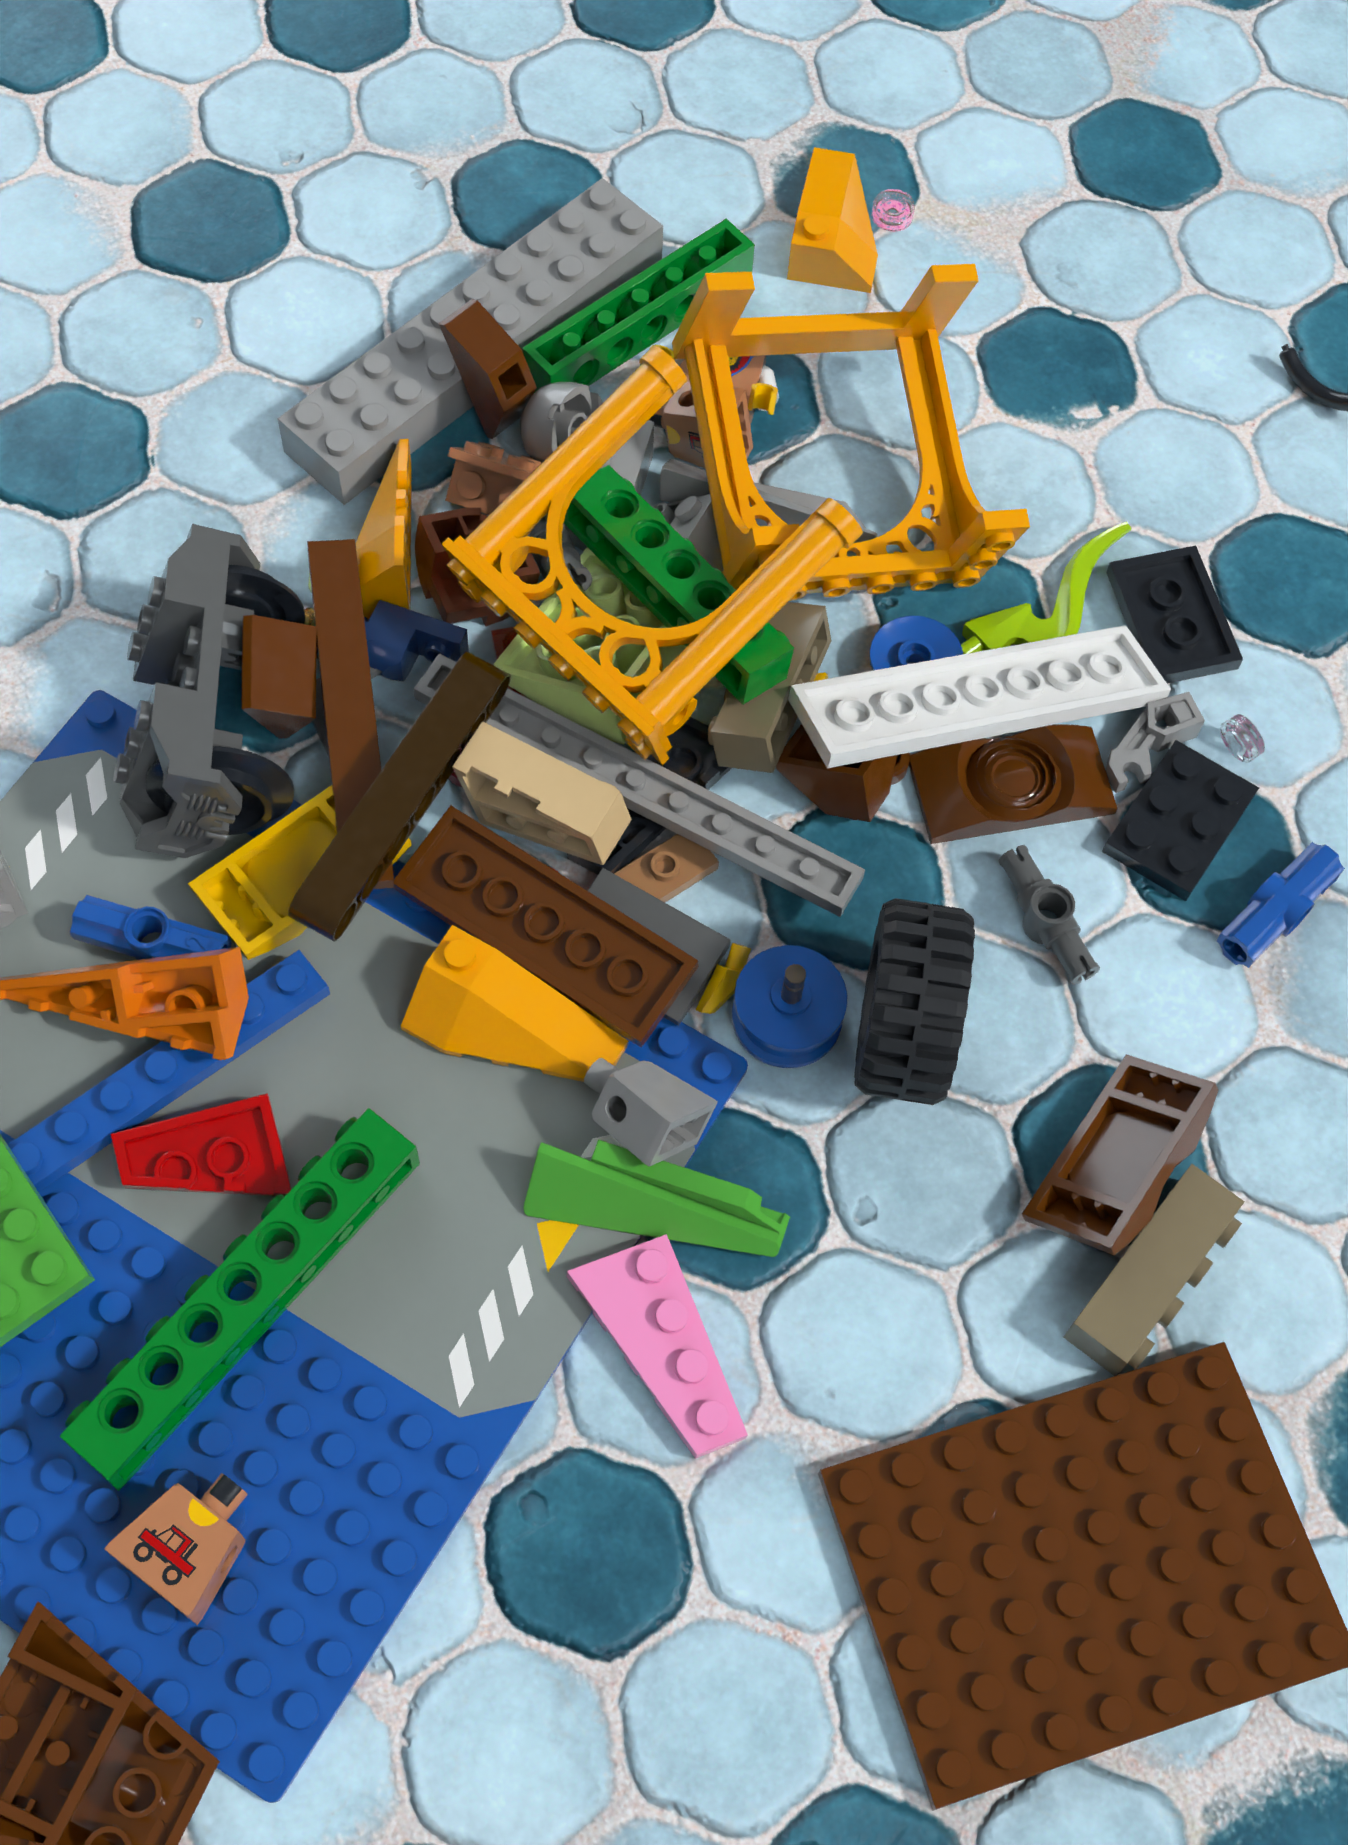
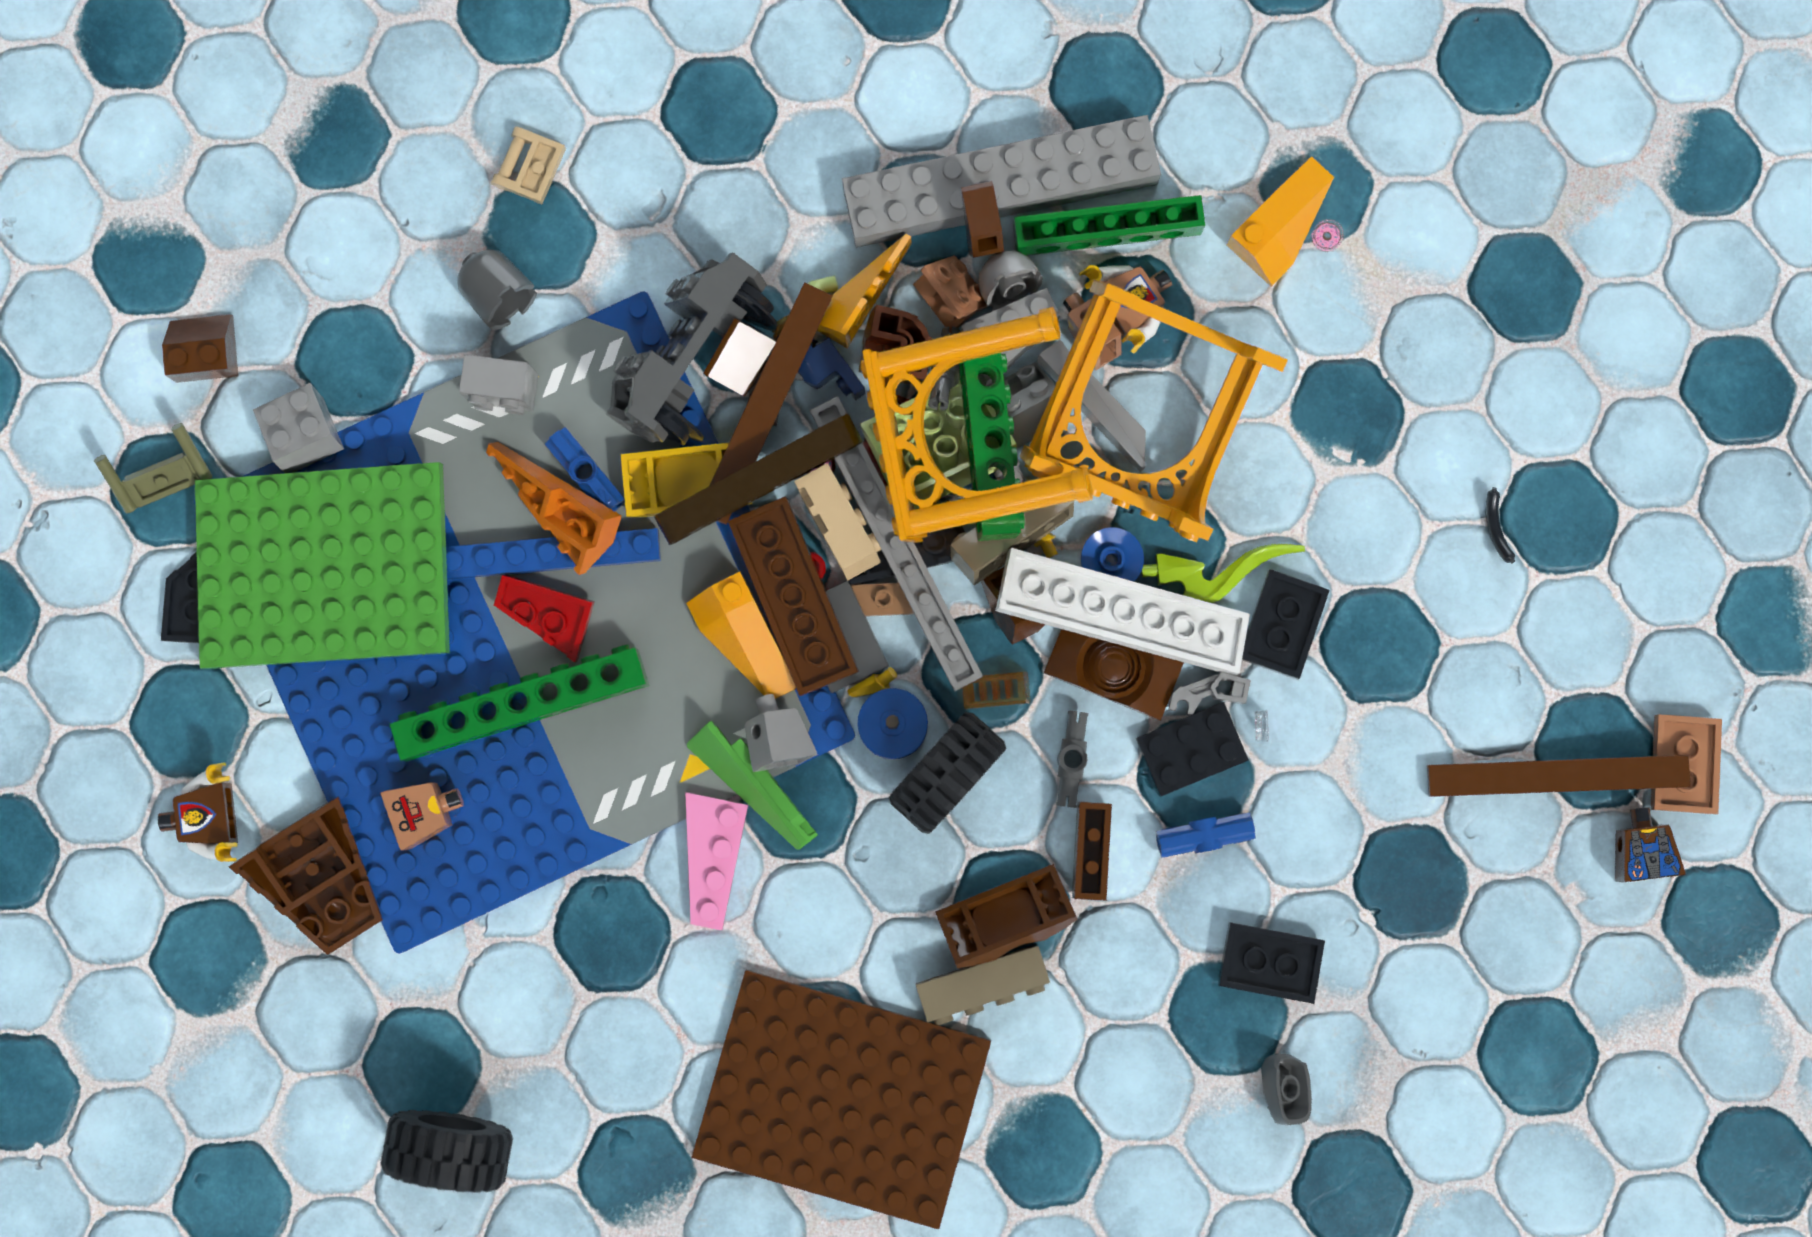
camera: 40 degrees right, 20 degrees up
(905, 858) = (1023, 690): none -> clear orange slope
(1163, 1002) = (1091, 851): none -> reddish brown brick

